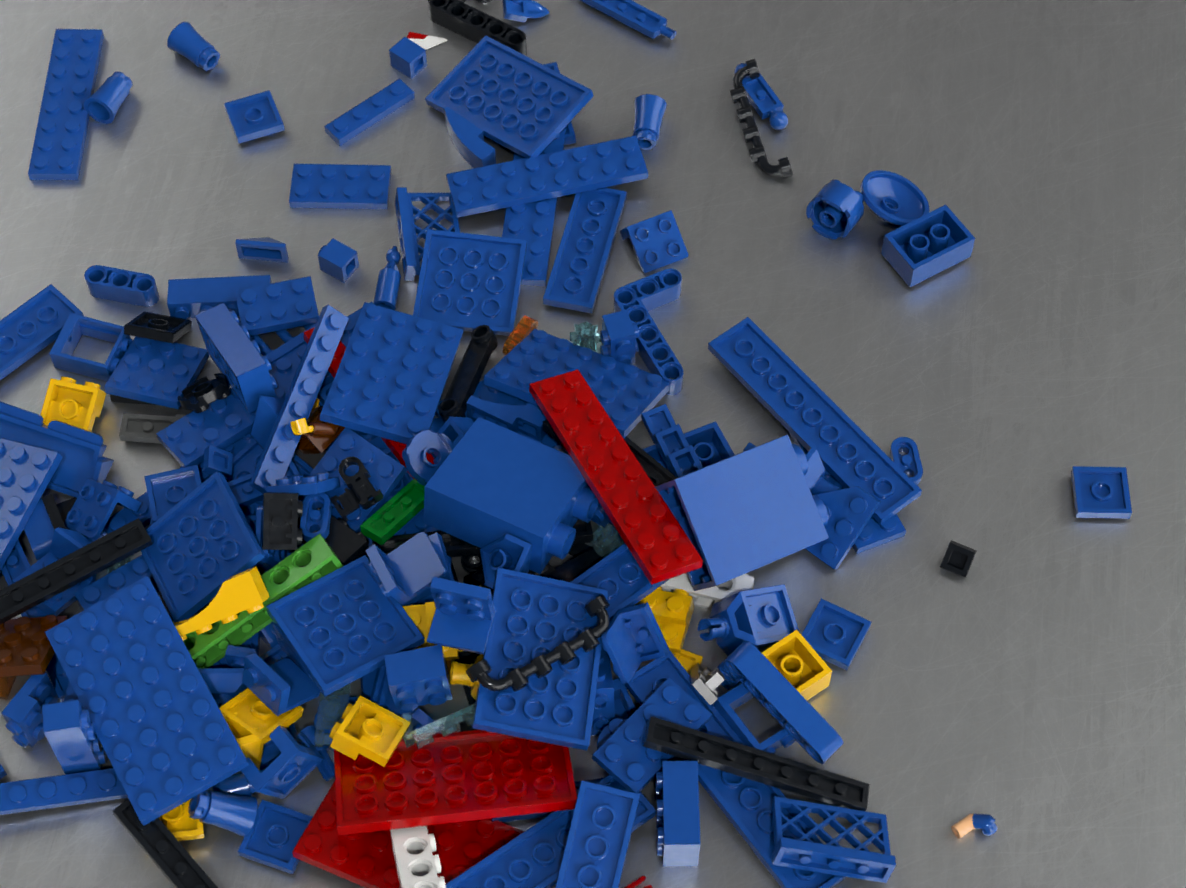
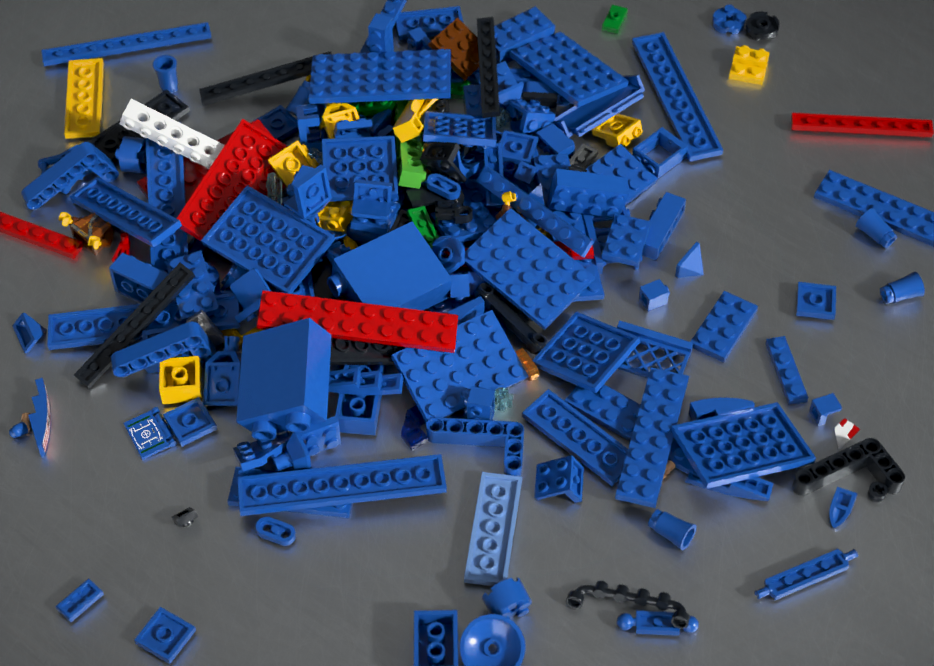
camera: 120 degrees right, 5 degrees down
(122, 286) = (701, 182): blue beam -> none
(135, 460) = (554, 141): none -> blue brick
(158, 327) = (652, 184): black plate -> none
(303, 485) = (467, 186): blue plate -> none
(388, 281) = (615, 312): blue wheel -> none
(542, 664) = (258, 229): black bar -> none
(686, 403) = (411, 430): none -> clear blue tile
(755, 269) = (493, 529): none -> medium blue plate
(831, 857) = (55, 335): blue fence -> none
(876, 674) = (150, 433): none -> blue piece
(954, 801) = (41, 419): none -> blue slope
(1130, 600) = (79, 600): none -> blue plate

